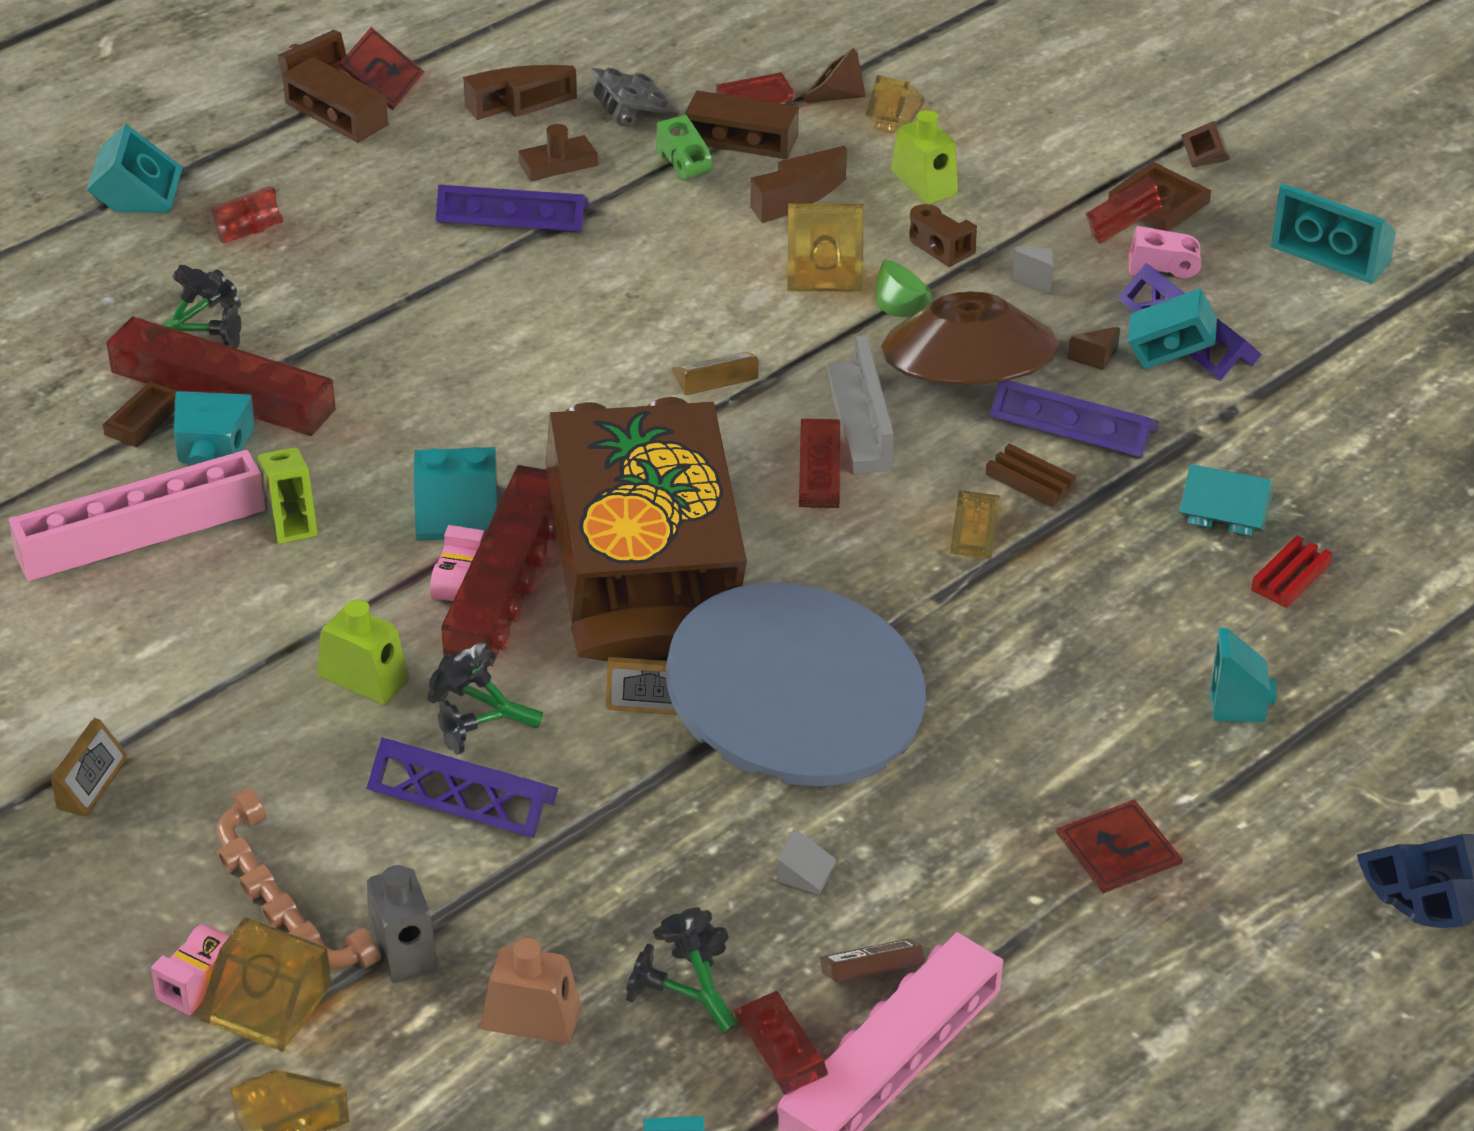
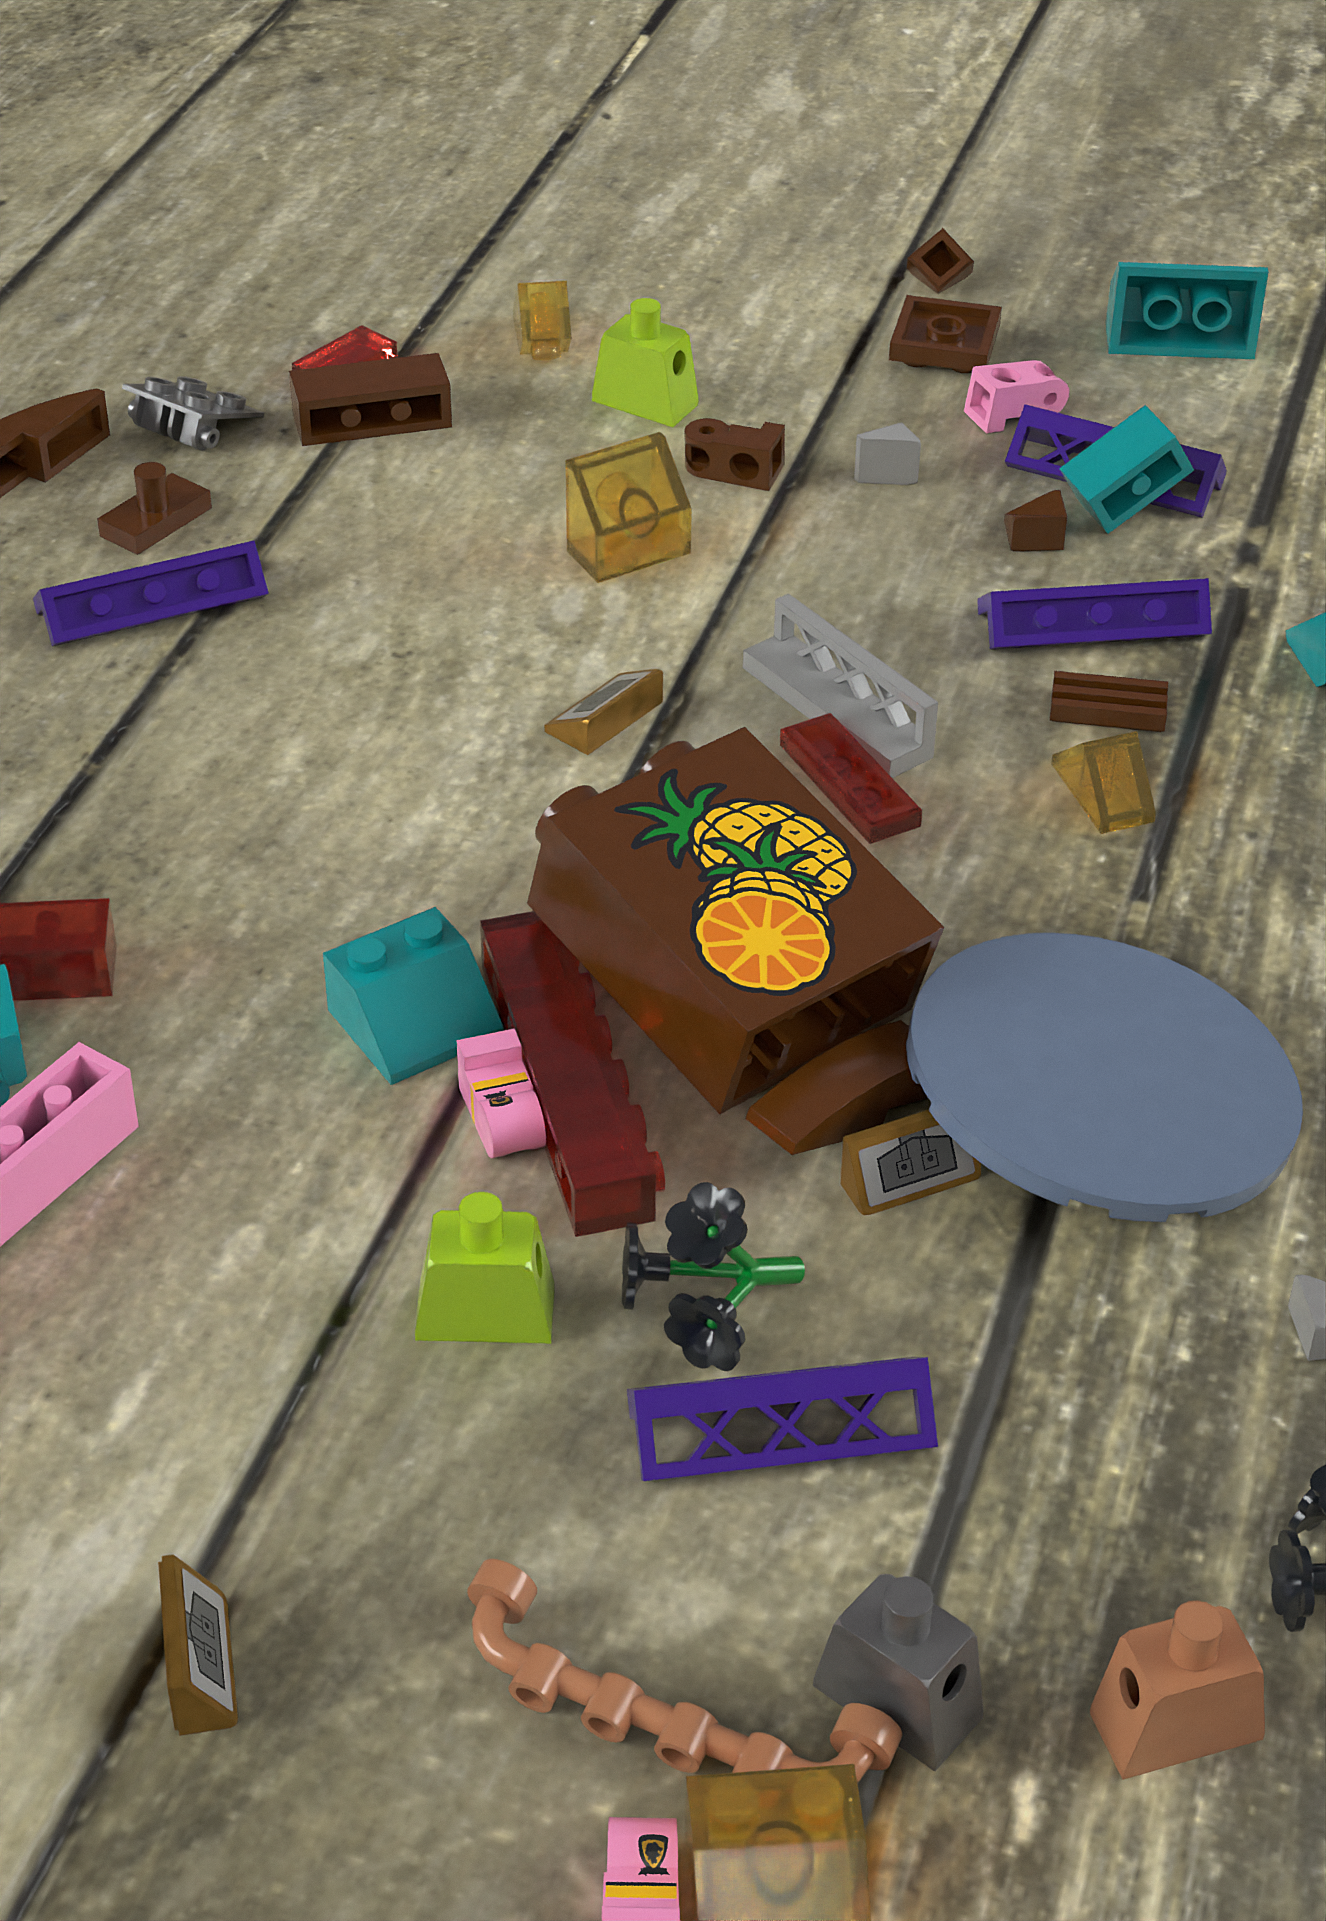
camera: 30 degrees left, 0 degrees up
(288, 482) = (177, 1085): lime torso -> none
(685, 152) = (321, 448): bright green leg -> none
(797, 182) = (503, 449): reddish brown slope -> none
(839, 80) = (437, 314): reddish brown slope -> none
(900, 290) = (748, 534): bright green piece -> none
(969, 341) = (904, 562): reddish brown dish -> none
(1123, 210) = (935, 355): clear red tile -> none

